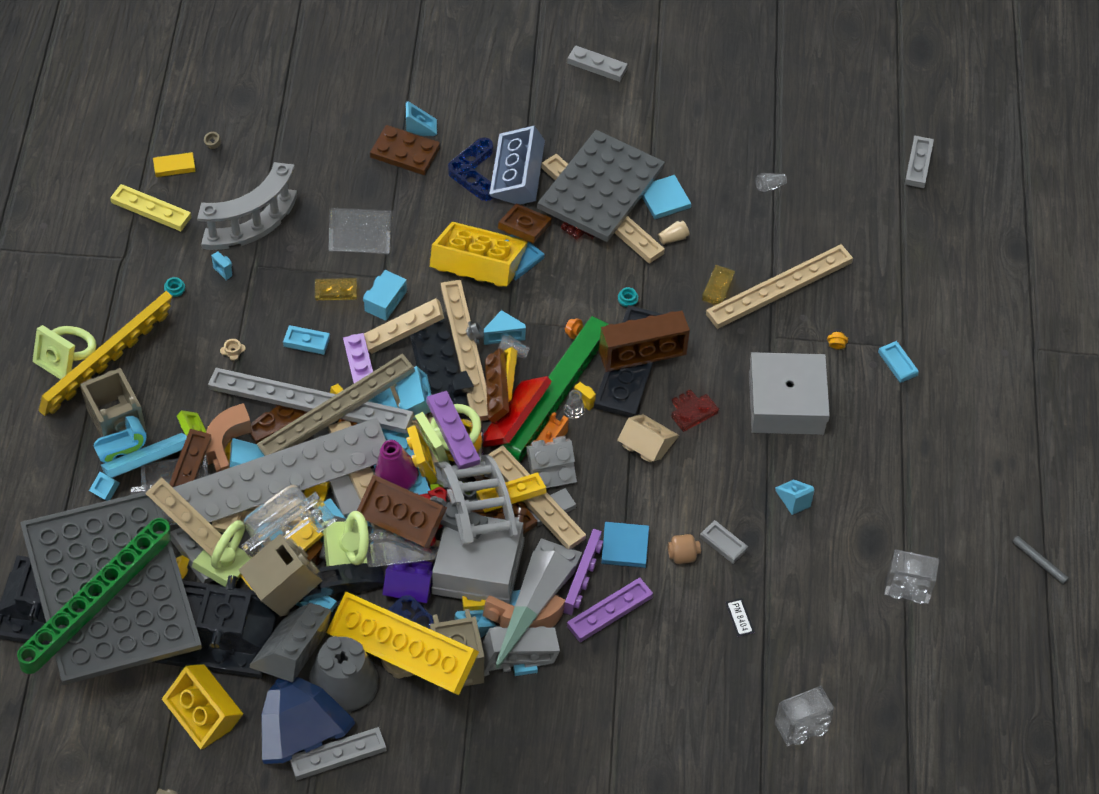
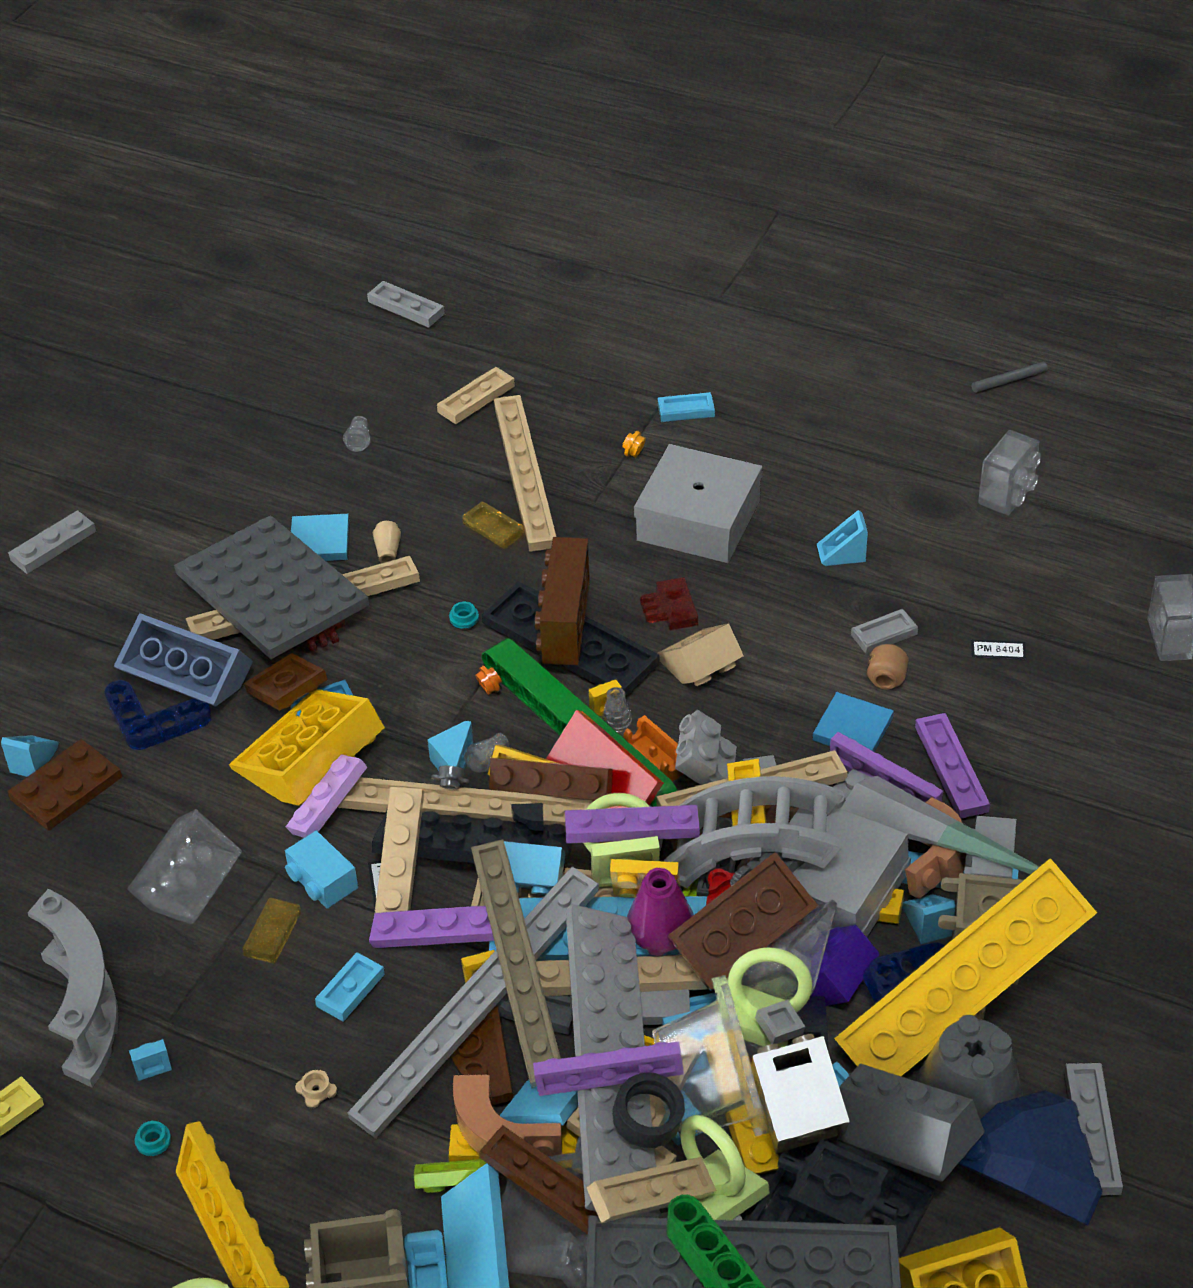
camera: 65 degrees left, 10 degrees down
(230, 482) = (657, 1086): none -> black tyre
(256, 473) = (606, 1068): none -> medium lavender plate
(334, 553) = (780, 1022): none -> light grey plate
(439, 276) = (326, 796): none -> lavender plate
(843, 233) = (475, 395): none -> tan plate

